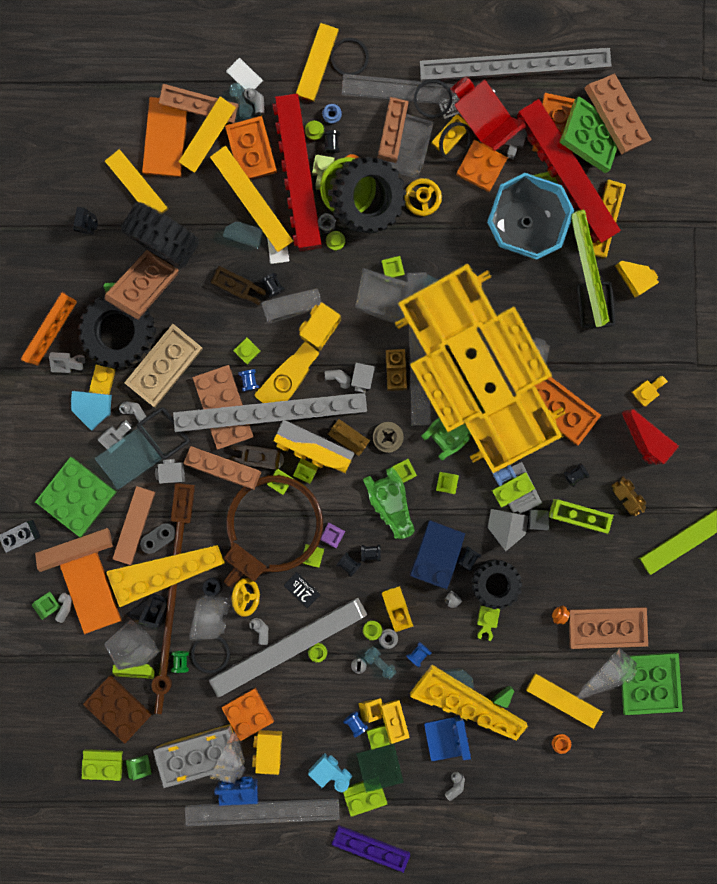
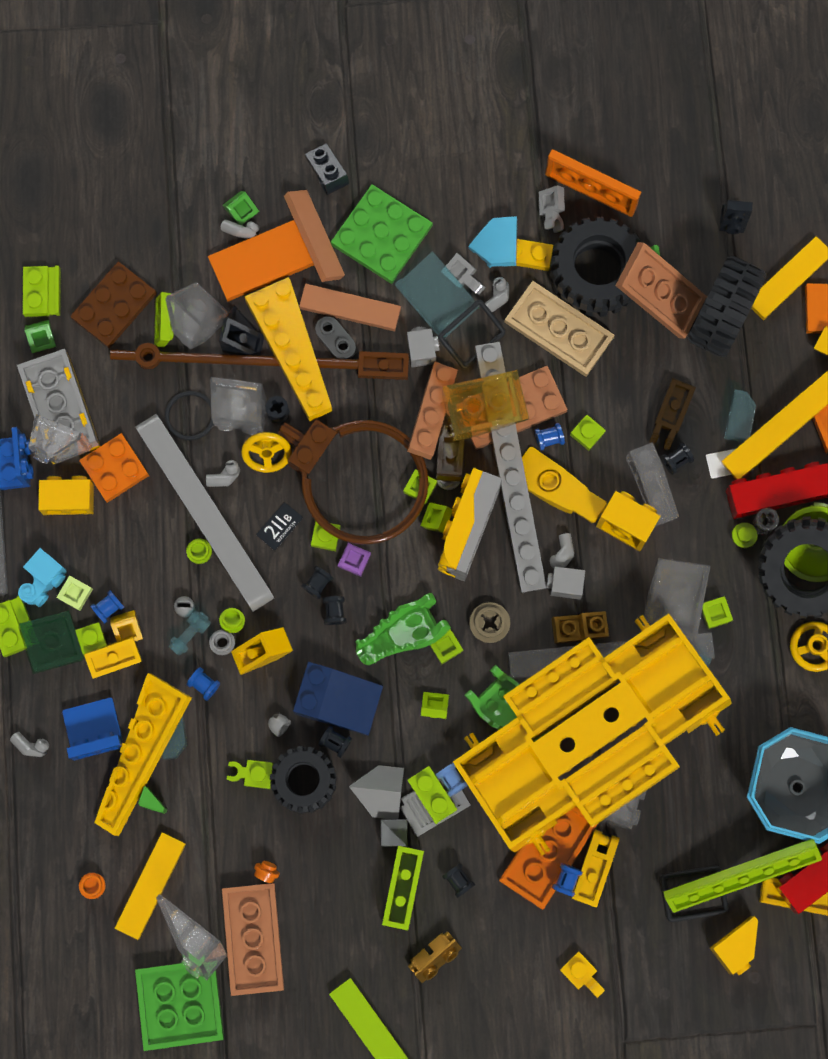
camera: 85 degrees right, 10 degrees down
(177, 668) = (171, 373): green bush -> none
(223, 428) = (484, 405): none -> clear yellow slope
(343, 748) = (74, 593): none -> yellowish green plate
(348, 437) = (485, 571): pearl gold hinge -> none
(575, 374) = (595, 869): none -> yellow plate
(582, 396) = (567, 879): none -> blue bush
(649, 440) = (512, 979): red slope -> none

